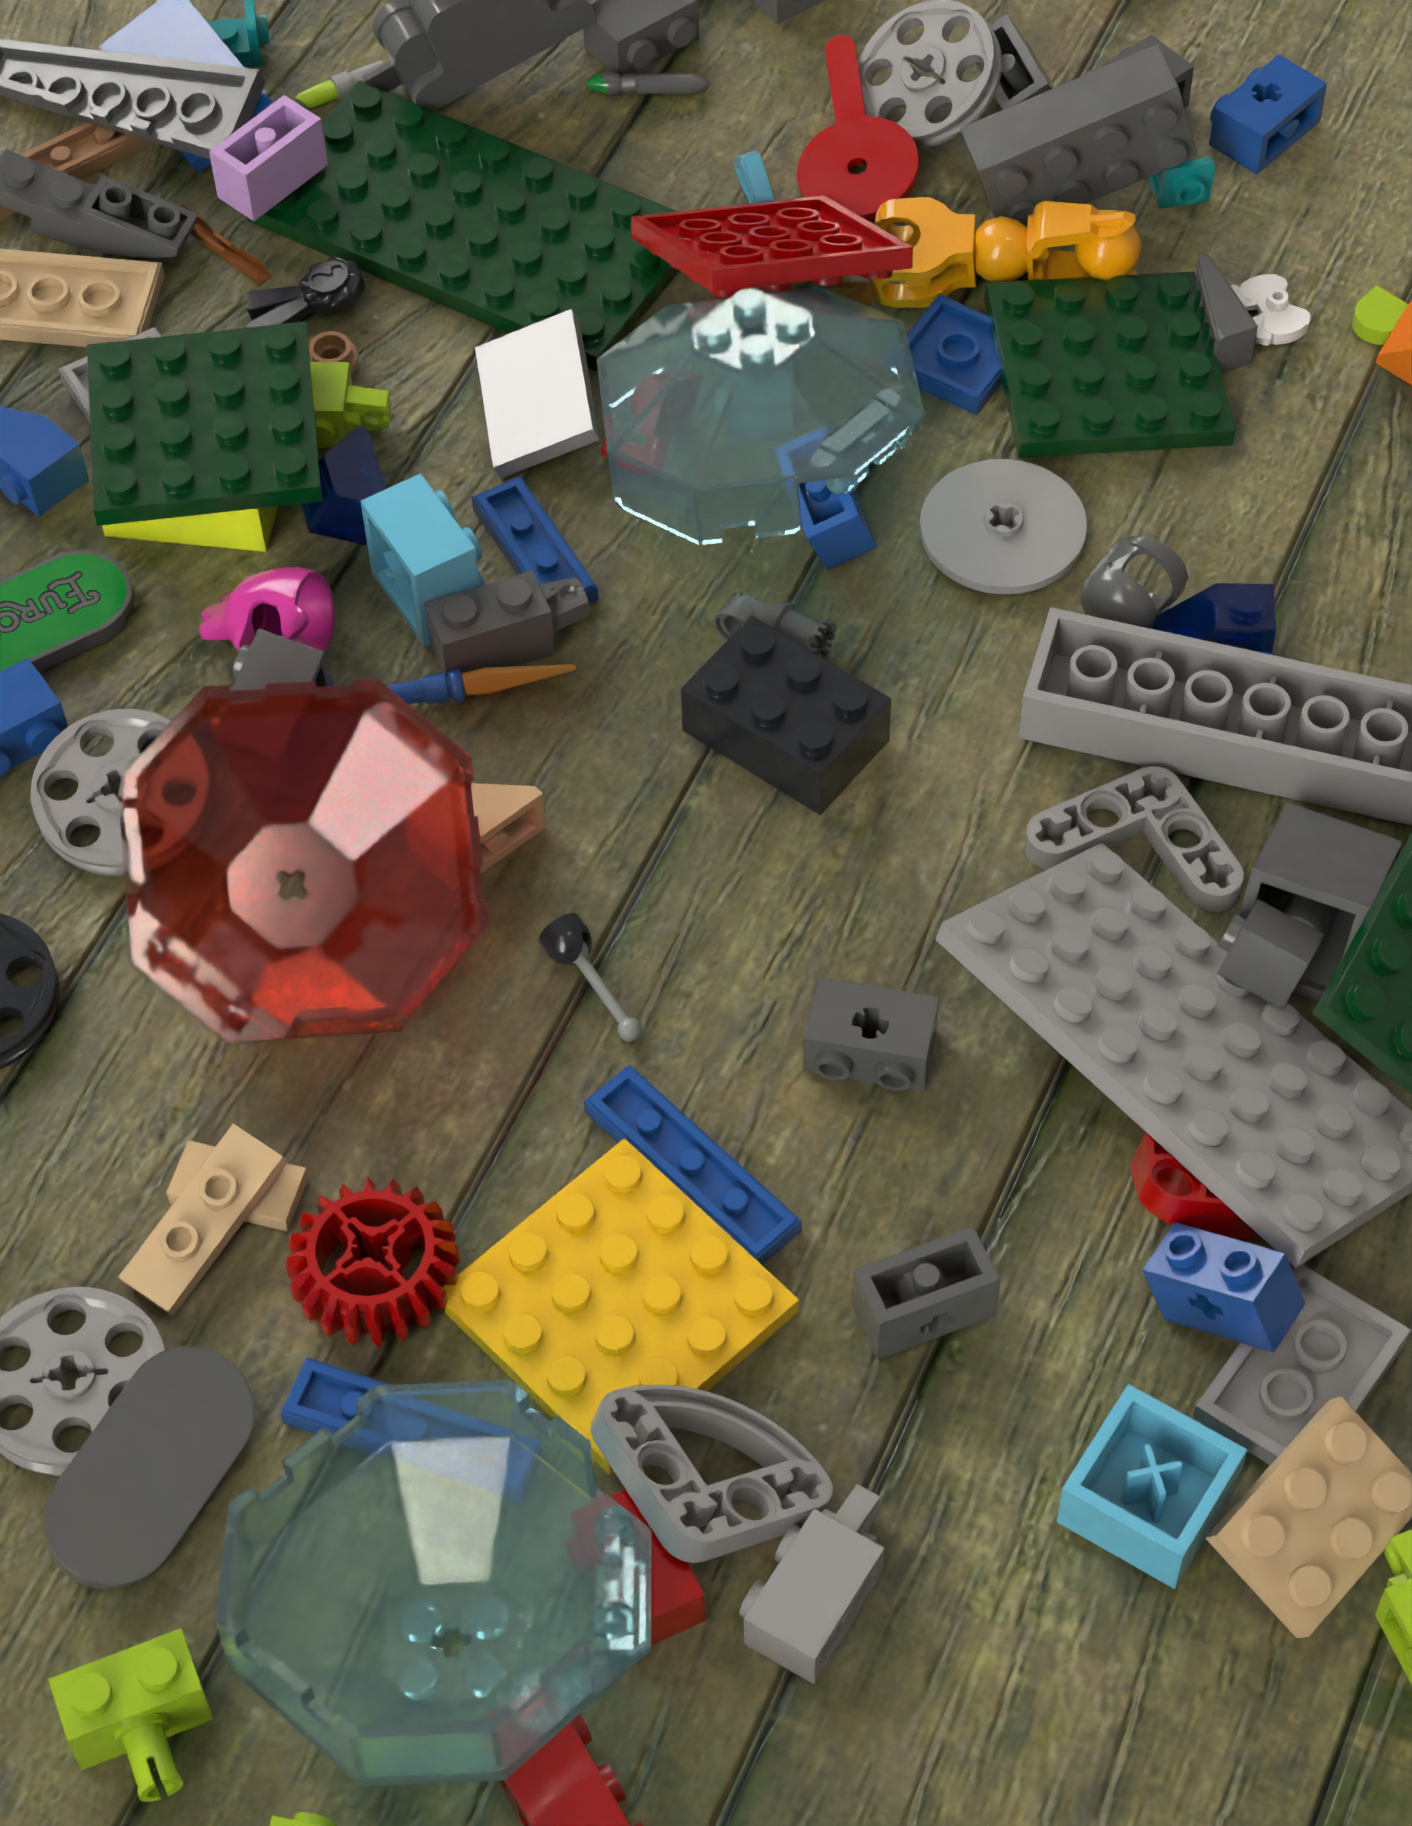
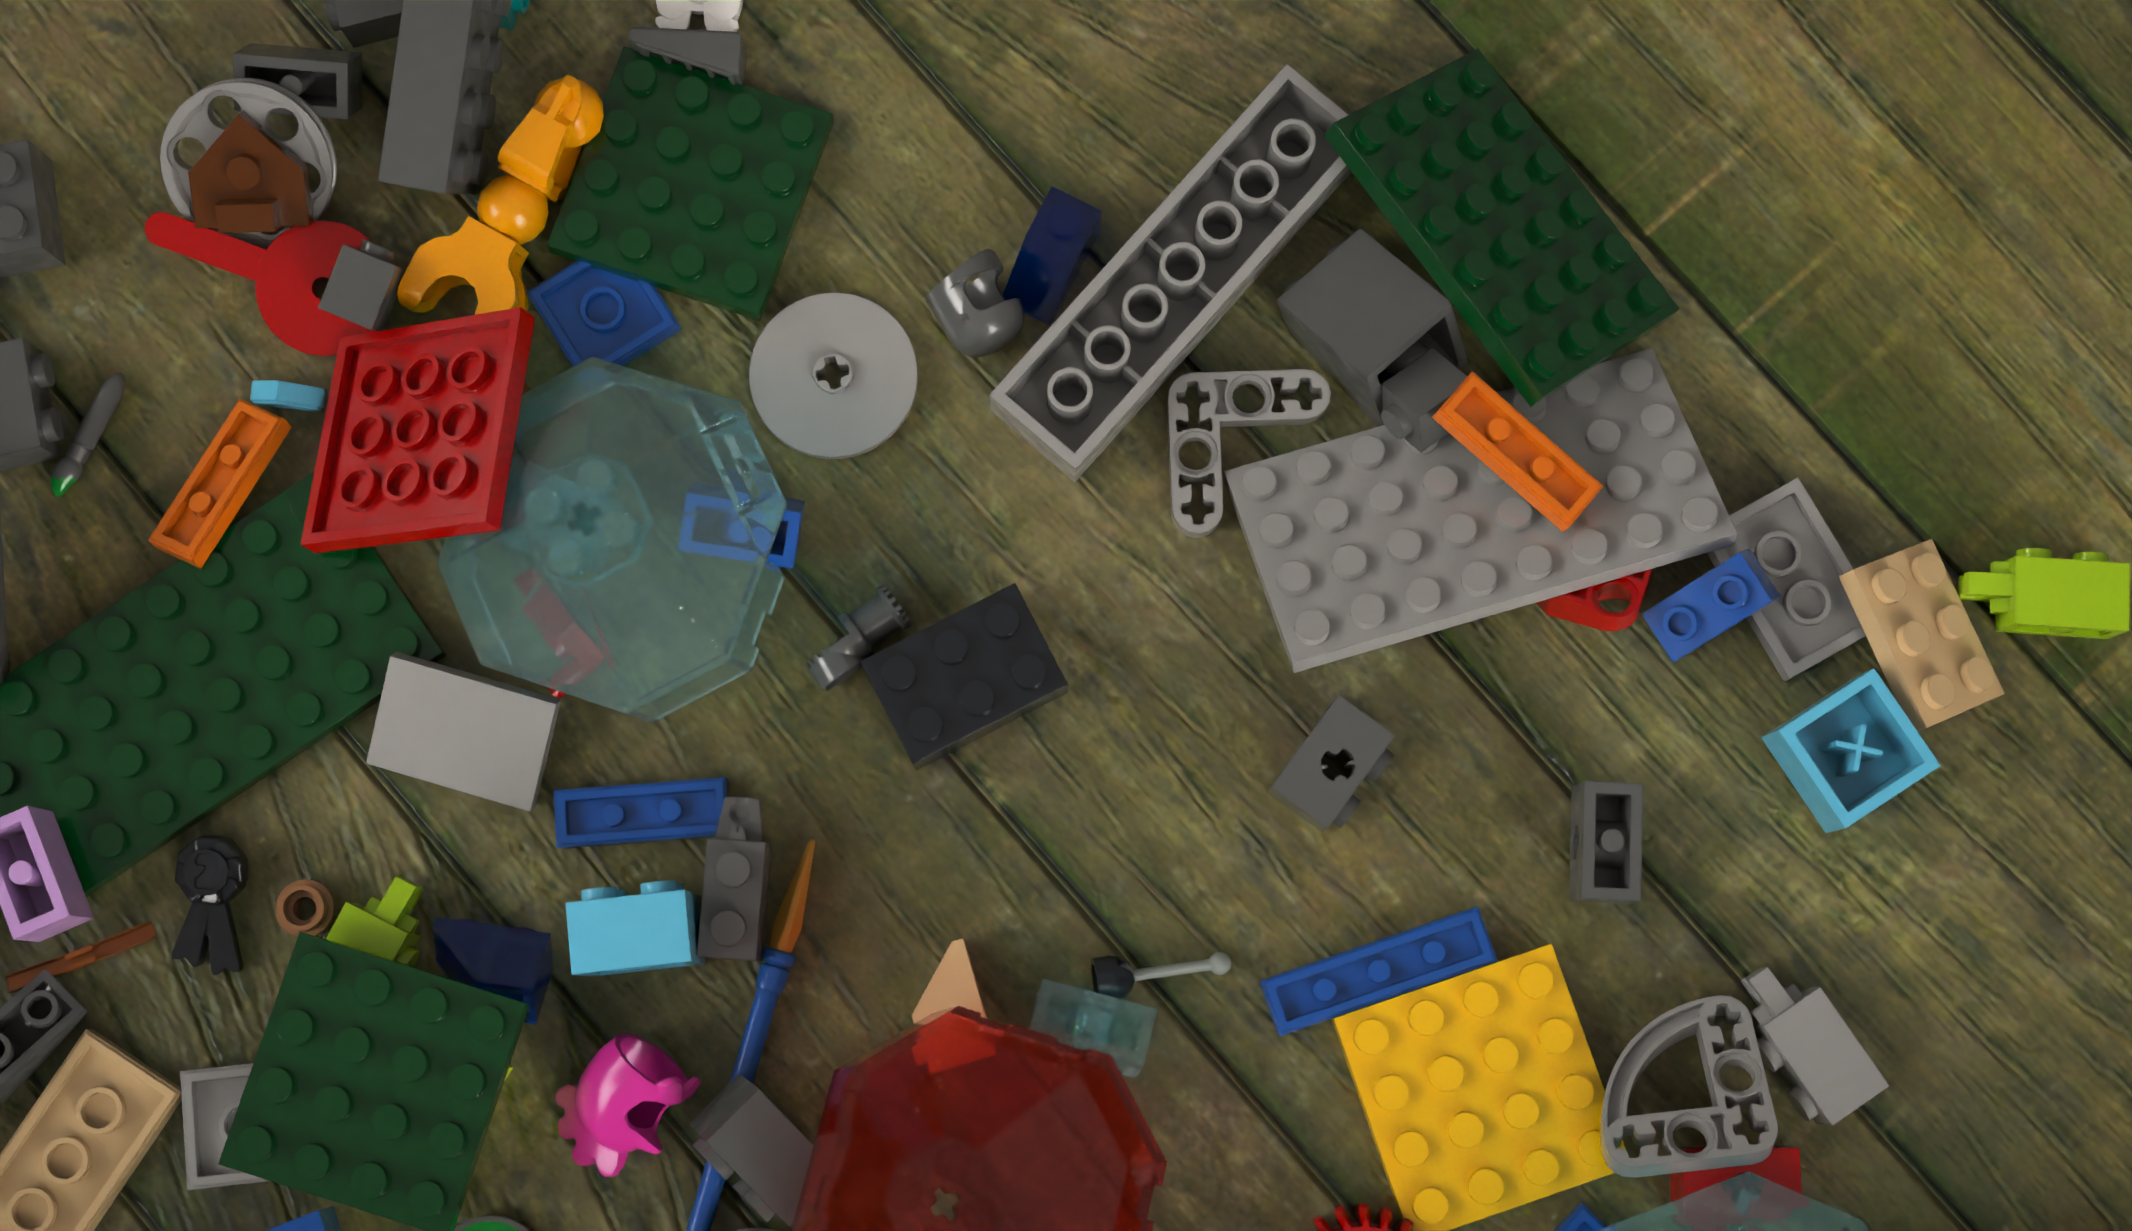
camera: 70 degrees left, 25 degrees up
(516, 946) = (1095, 1023): none -> clear light blue brick
(655, 166) = (220, 483): none -> orange tile
(872, 174) = (363, 285): none -> dark grey brick
(911, 70) = (249, 183): none -> reddish brown plate
(1261, 1023) = (1517, 451): none -> orange tile

